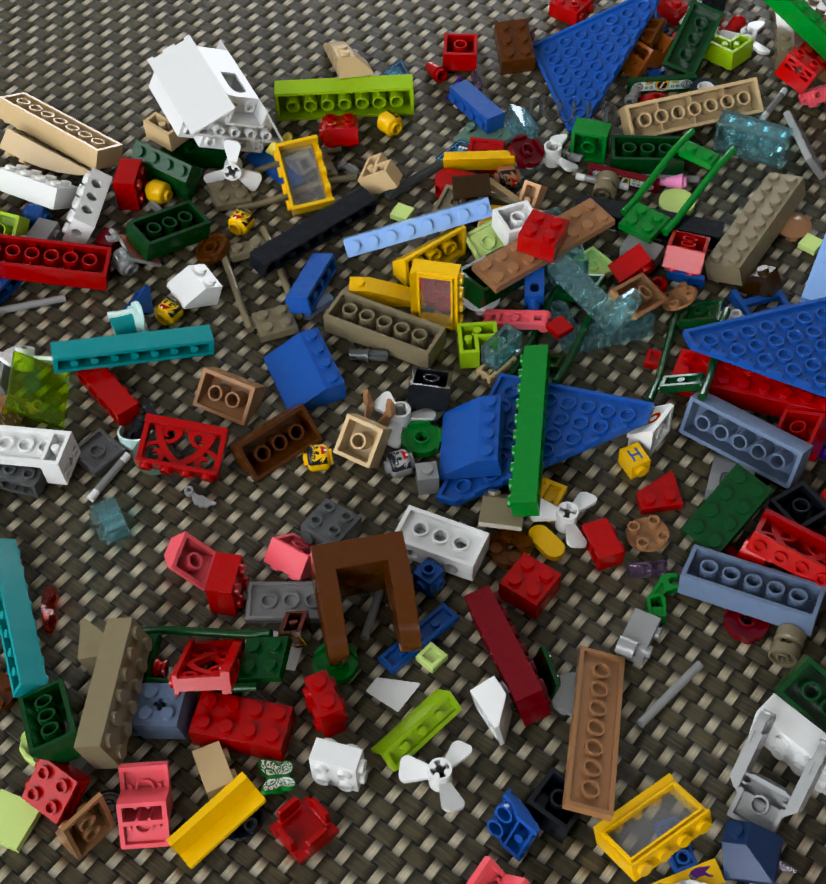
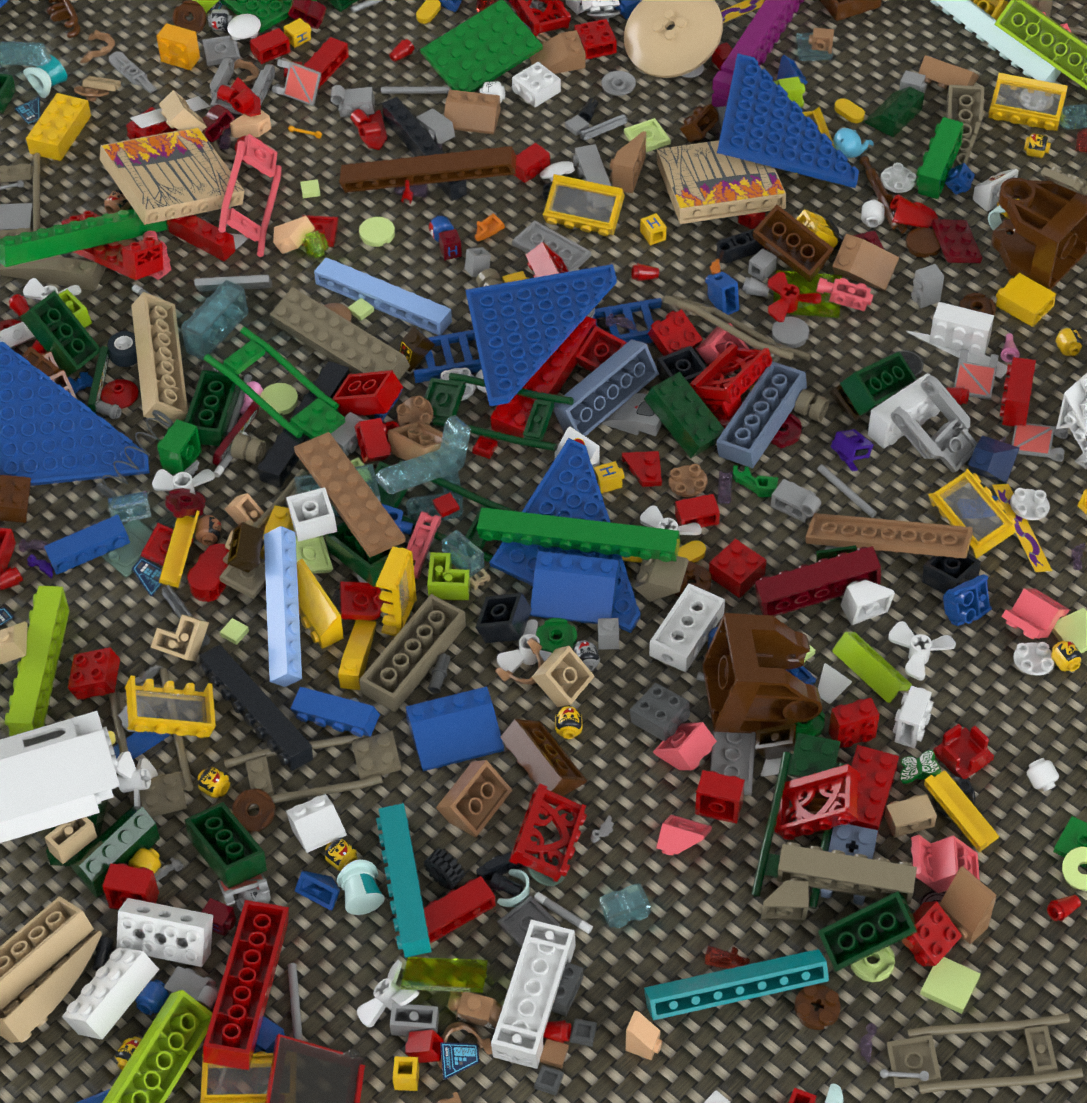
camera: 85 degrees left, 0 degrees up
(147, 378) = (444, 869): none -> black tyre
(389, 123) = (88, 629): yellow head -> none
(542, 235) = (354, 483): red brick -> none
(732, 692) = (851, 446): none -> dark purple piece

